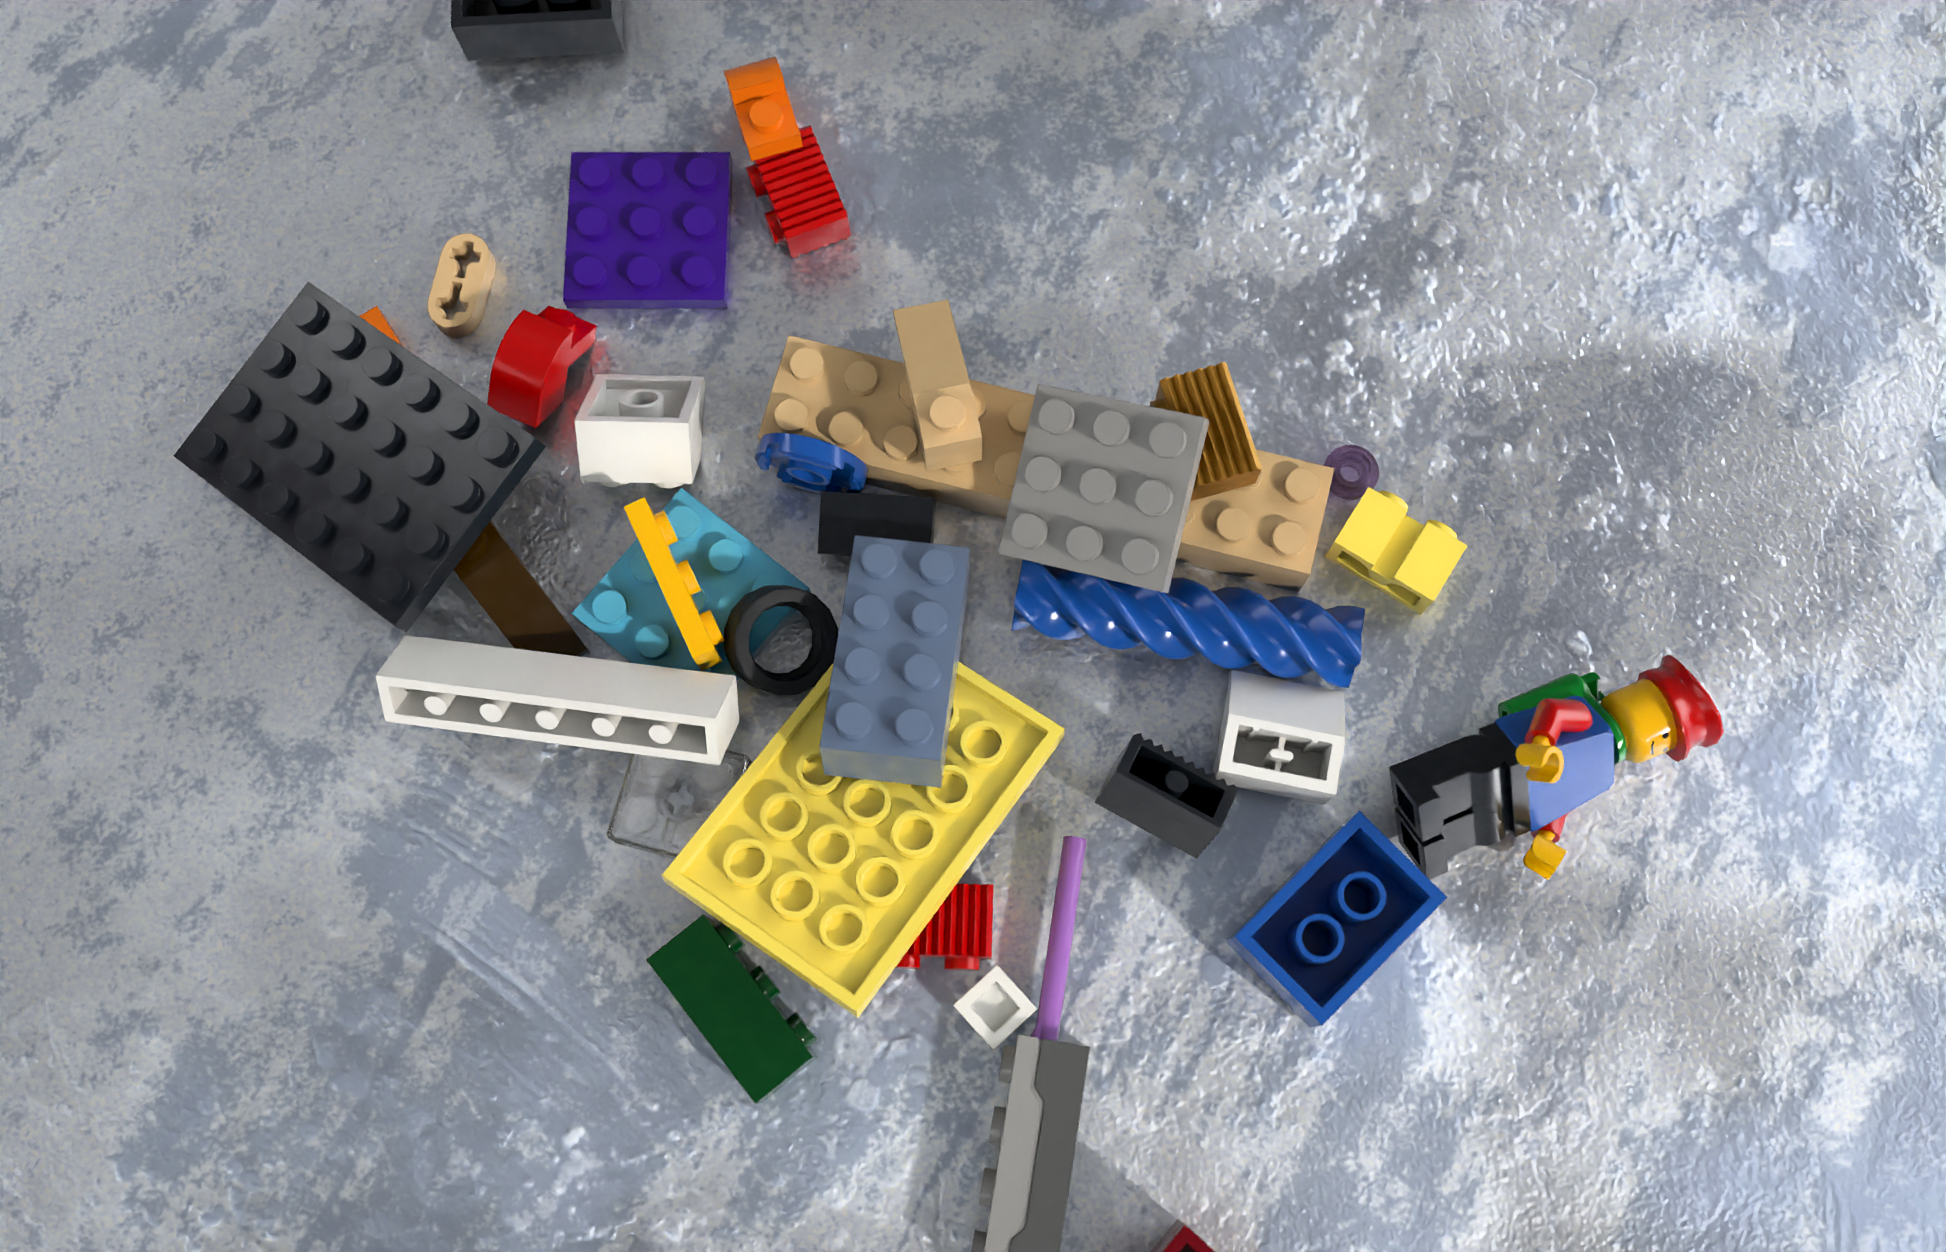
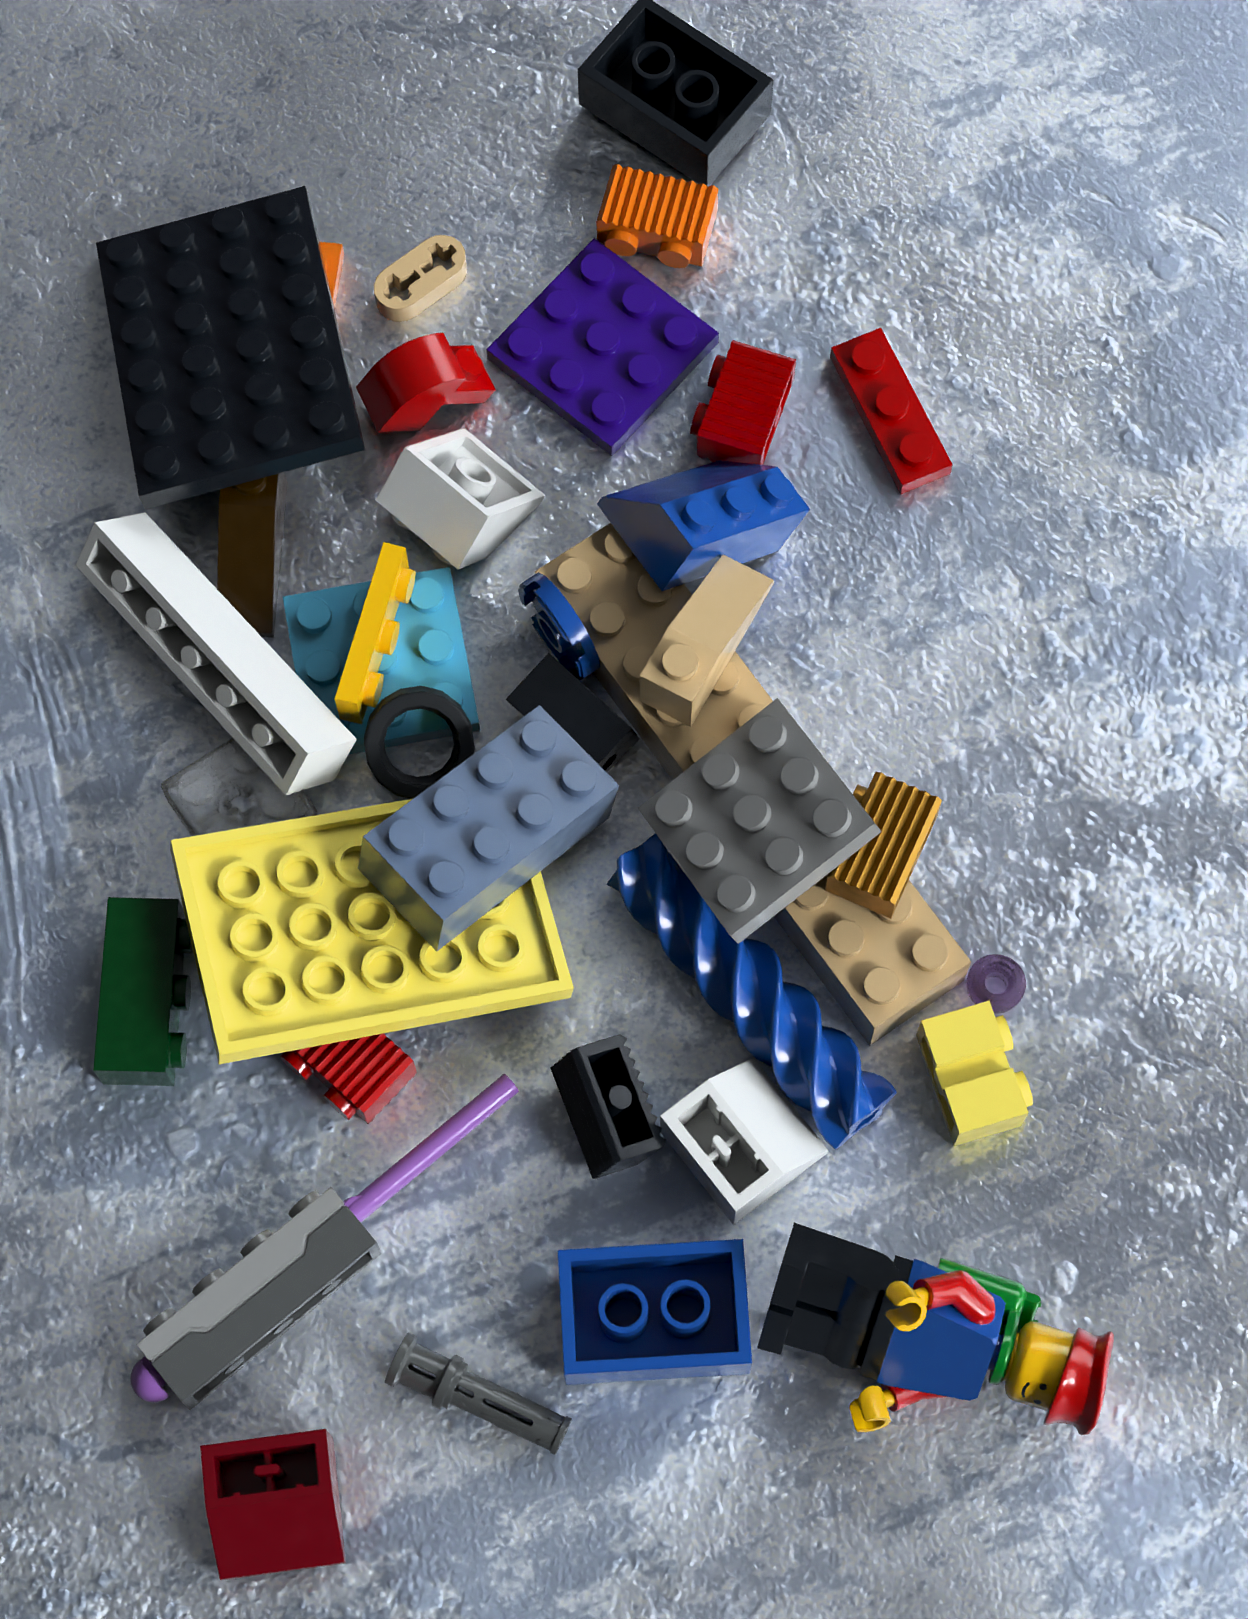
camera: 40 degrees right, 5 degrees down
(606, 98) = (657, 216): none -> orange brick
(763, 108) = (769, 317): orange brick -> none
(848, 294) = (697, 515): none -> blue slope
(906, 113) = (891, 411): none -> red plate
(995, 1007) = (335, 1158): white plate -> none
(1230, 1101) = (547, 1426): none -> dark grey pin

